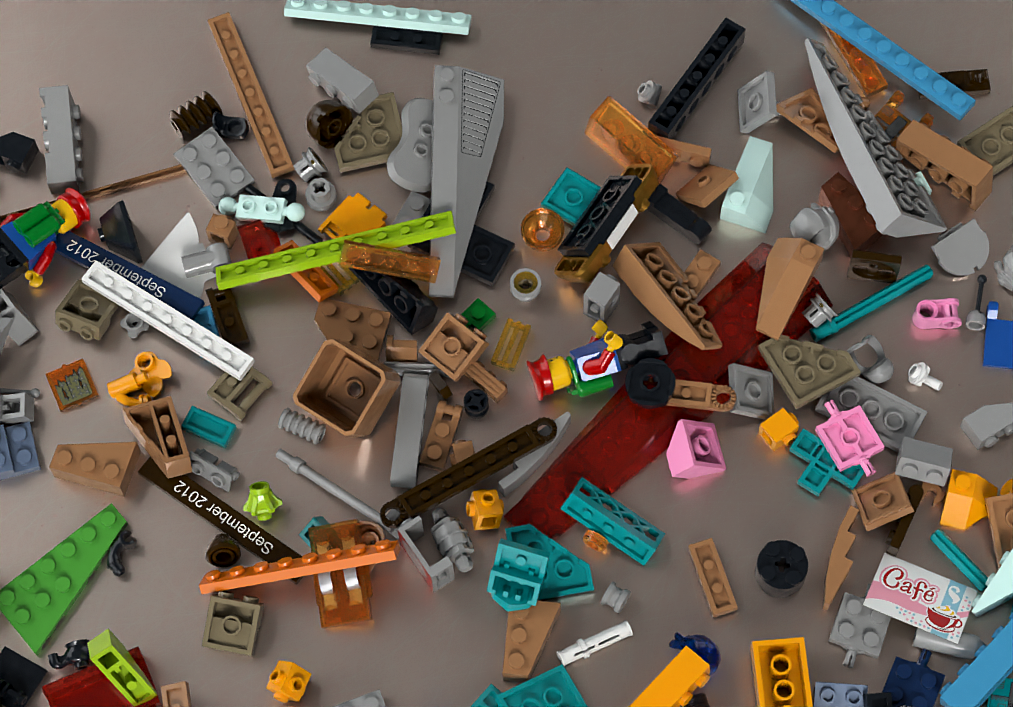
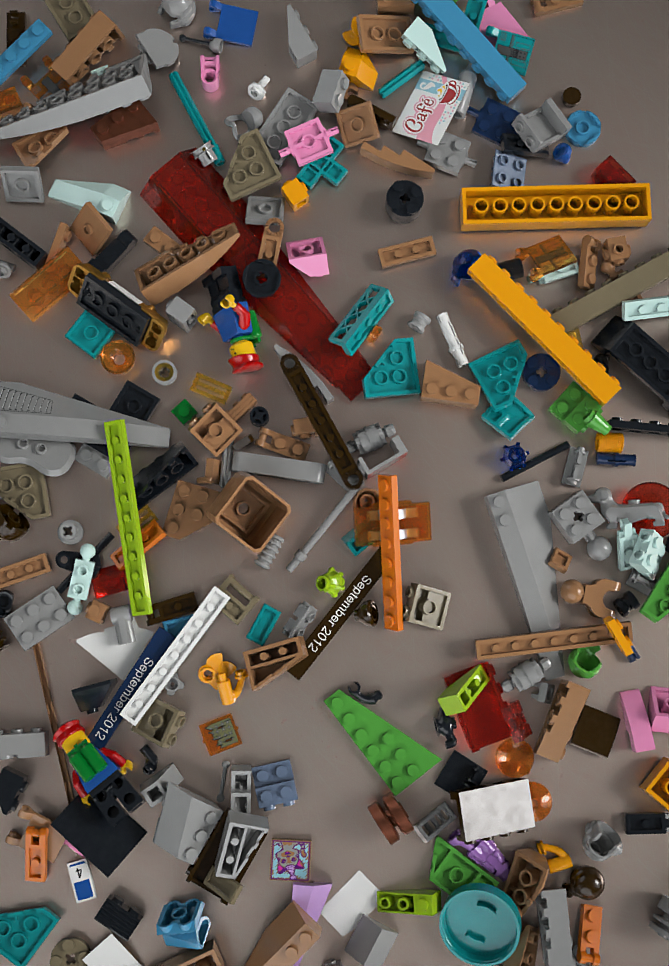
camera: 95 degrees left, 15 degrees up
(41, 306) = (151, 760): none -> black arm
(97, 465) = (293, 712): medium nougat wedge -> none
(288, 681) = (474, 565): light orange brick -> none
(313, 164) = (45, 539): light grey piece -> none
(353, 217) = (97, 505): light orange plate -> none
(389, 261) = (143, 473): clear orange plate -> none
(485, 509) = (346, 412): light orange brick -> none
(517, 575) = (408, 386): teal piece -> none
(786, 278) = (178, 170): medium nougat wedge -> none
(816, 225) = (135, 150): light grey helmet -> none
(881, 262) = (170, 110): dark brown piece -> none

